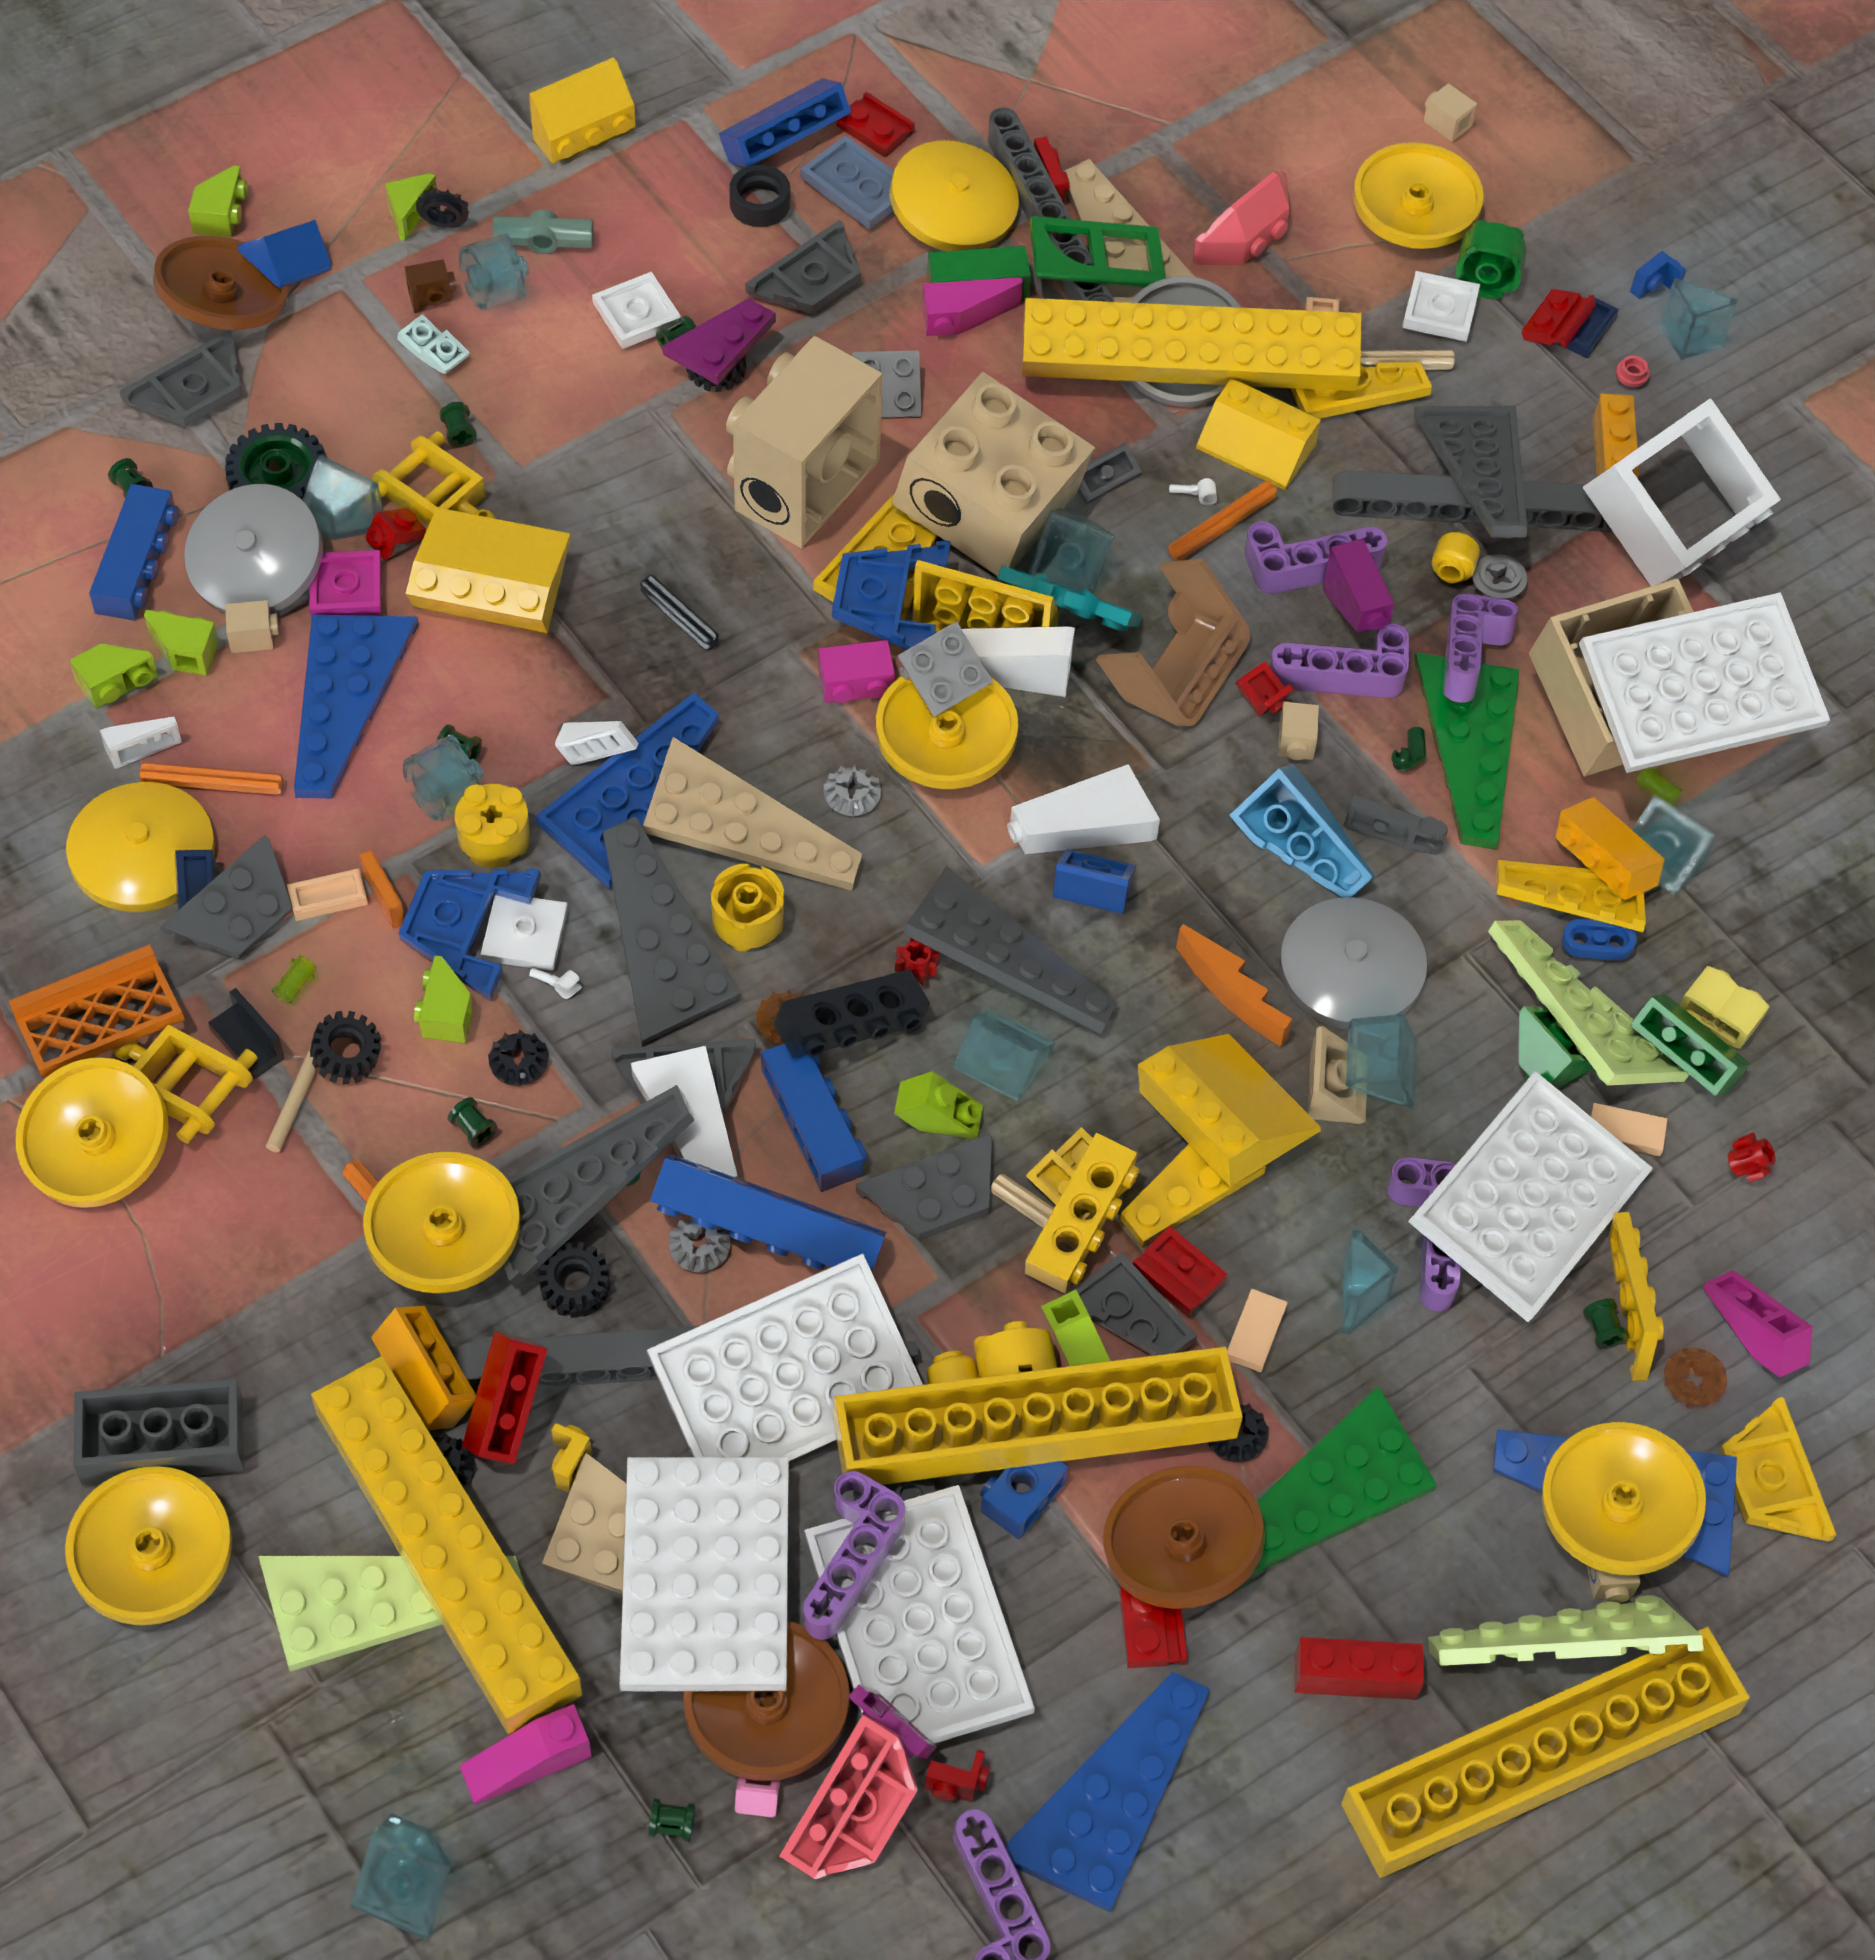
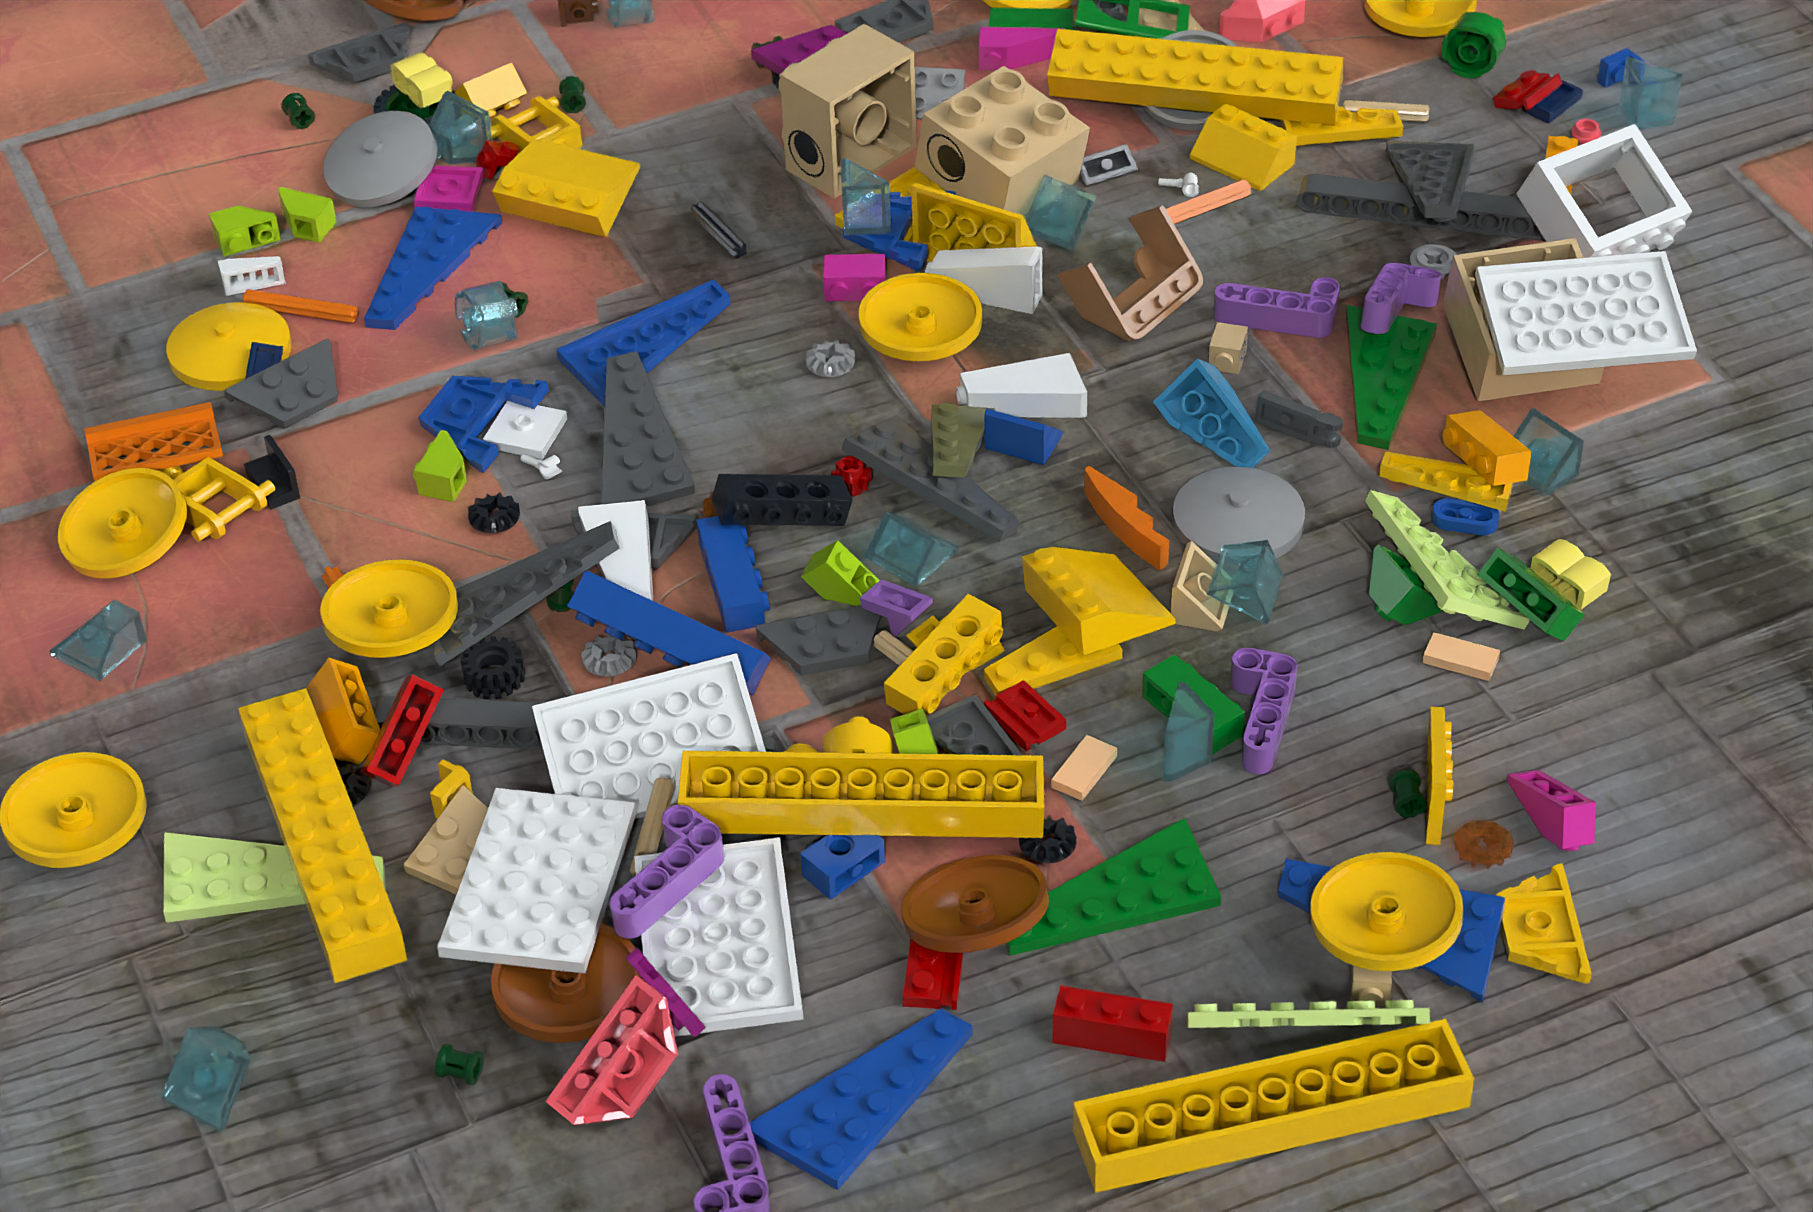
camera: 15 degrees right, 15 degrees down
(107, 1296) = (102, 640): none -> clear light blue slope
(133, 552) = (284, 154): blue brick -> none
(165, 1425) = (133, 727): dark grey brick -> none
(250, 626) = (362, 208): tan brick -> none
(278, 431) = (421, 79): none -> light yellow brick
(291, 1105) = (297, 525): tan bar -> none
(294, 979) = (322, 443): clear neon green pin -> none
(327, 894) = (369, 390): light nougat tile -> none
(345, 1028) = (349, 475): black tyre -> none
(360, 433) = (494, 90): none -> yellow slope
(382, 888) = (414, 385): orange tile -> none
(431, 346) = (567, 45): light aqua slope -> none
(472, 1122) = (438, 548): dark green bush -> none
(492, 824) = (518, 350): yellow brick -> none
(527, 1755) = (352, 999): dark pink slope -> none
(592, 740) = (616, 301): white slope -> none
(636, 309) = (738, 31): white plate -> none
(725, 815) = (713, 360): tan wing -> none
(747, 906) = (715, 423): yellow brick -> none
(757, 1797) = (542, 1057): bright pink slope -> none
(809, 1478) = (652, 823): none -> tan axle
(856, 580) = (864, 201): none -> clear light blue slope
(944, 669) = (924, 271): light grey hinge -> none
(952, 1782) = (712, 1061): red bracket -> none
(1011, 1142) = (896, 603): none -> medium lavender slope
(1025, 896) = (955, 438): none -> olive wing
(1079, 603) = (1065, 245): teal plate -> none
(1264, 690) = (1203, 316): red bracket -> none
(1302, 563) = (1273, 234): medium lavender beam -> none
(1336, 1211) = (1160, 690): none -> green brick
(1357, 587) = (1300, 245): magenta slope -> none
(1414, 753) = (1331, 373): dark green arm -> none
(1441, 306) = (1425, 77): white plate -> none
(1455, 557) = (1396, 241): yellow head -> none
(1530, 1196) = (1355, 686): white plate -> none
(1656, 784) = (1542, 406): clear neon green pin -> none
(1751, 1157) = (1571, 683): red gear -> none

